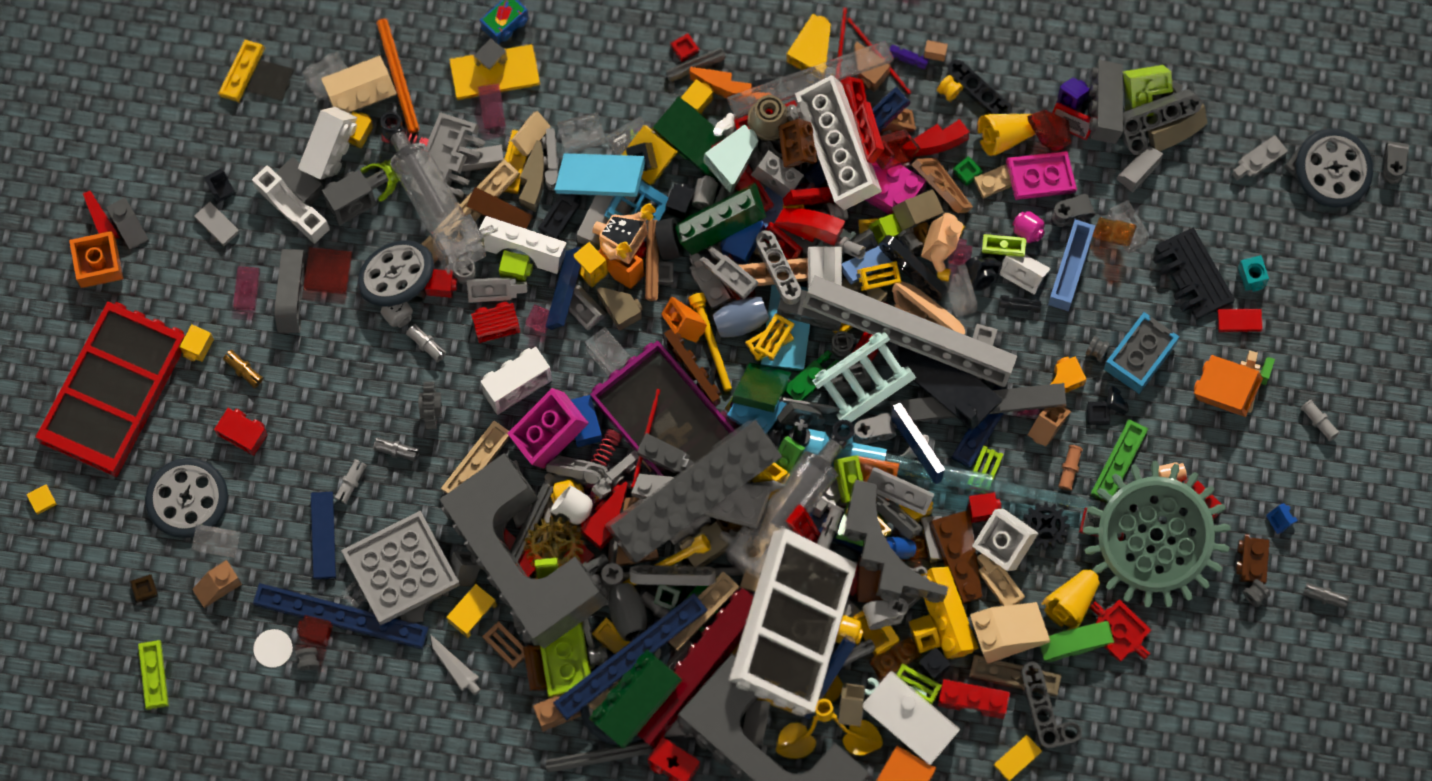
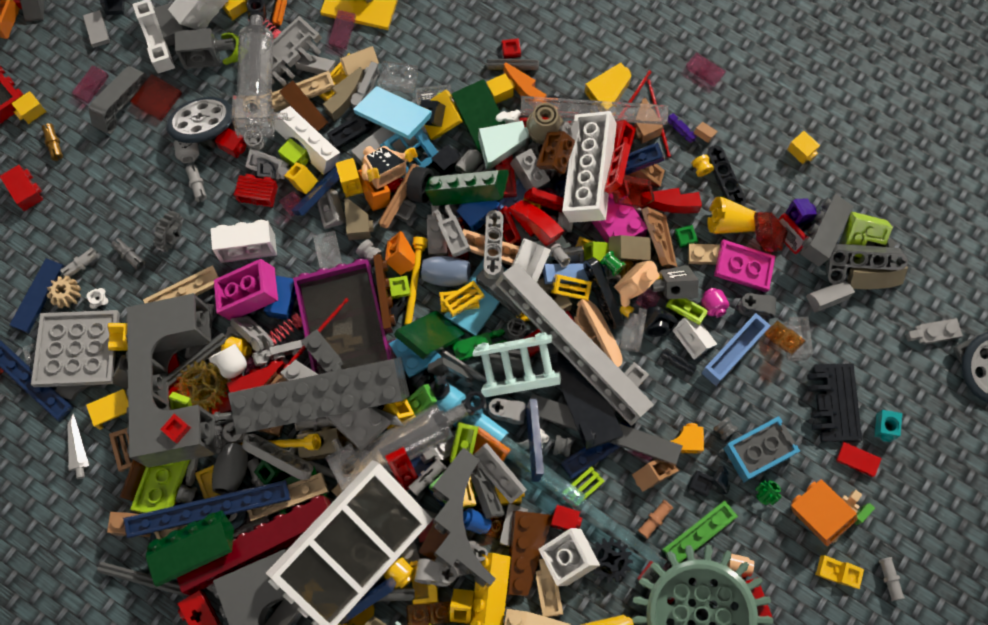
camera: 25 degrees right, 0 degrees up
(347, 512) = (71, 292): none -> tan gear
(389, 503) = (92, 295): none -> white plate
(443, 534) = (117, 337): none -> yellow panel
(494, 295) = (265, 169): none -> black tile
(538, 287) = (301, 178): none -> yellow brick
(566, 588) = (175, 428): none -> red tile
(649, 333) = (367, 251): none -> light grey wheel
(703, 354) = (399, 287): none -> lime tile
(910, 232) = (612, 263): none -> green bush
(945, 438) = (562, 446): none -> dark grey wheel
(983, 223) = (677, 283): none -> dark grey torso
(1044, 23) = (803, 147): none -> yellow brick
(1167, 391) = (768, 492): none -> green gear
(1269, 437) = (839, 572): none -> yellow slope

